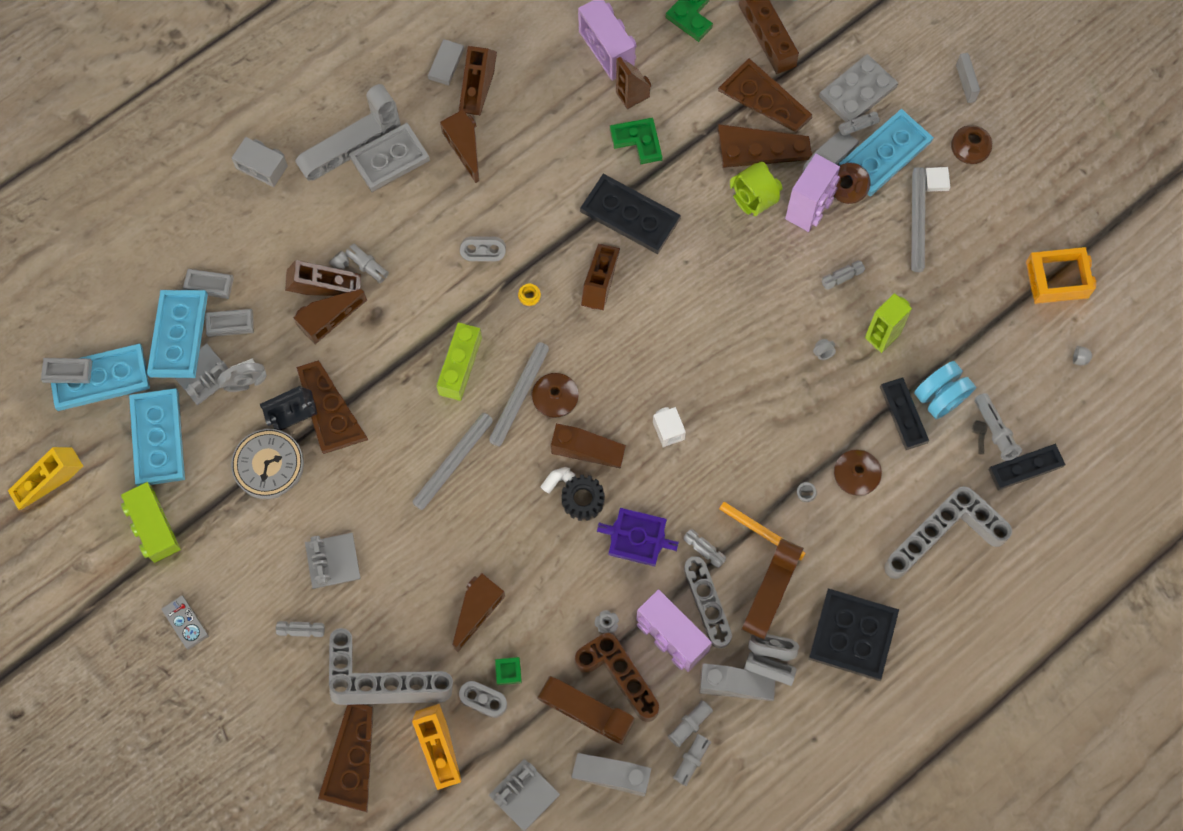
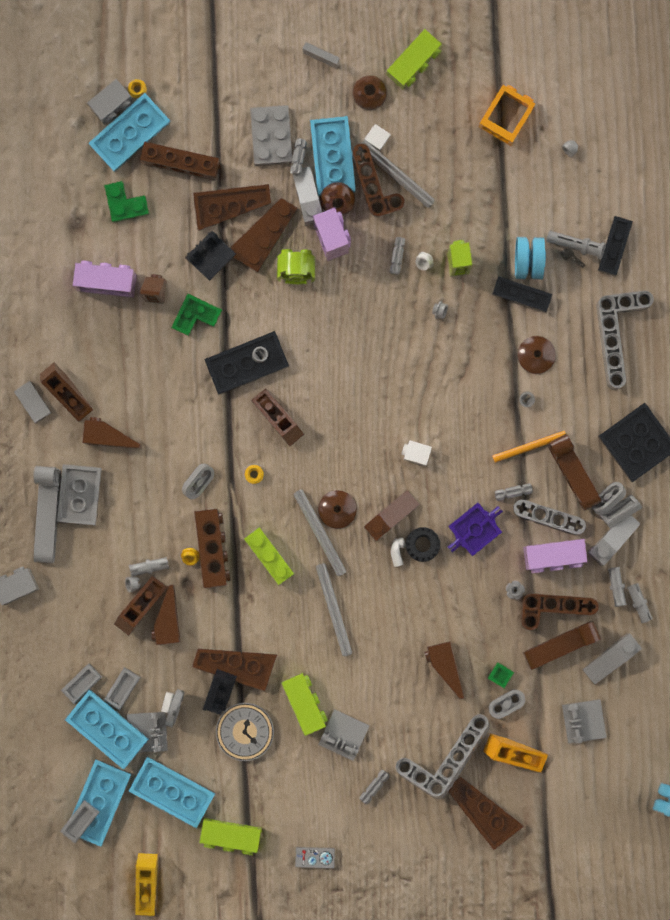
camera: 50 degrees left, 15 degrees up
(336, 498) = (304, 703): none -> lime brick
(404, 292) = (190, 556): none -> yellow plate
(447, 278) = (209, 578): none -> reddish brown brick
(651, 215) = (262, 352): none -> light grey hinge
(704, 112) = (210, 255): none -> black hinge
(858, 301) = (424, 261): none -> white plate
(894, 197) = (373, 179): none -> reddish brown beam
(1036, 157) = (414, 59): none -> lime brick

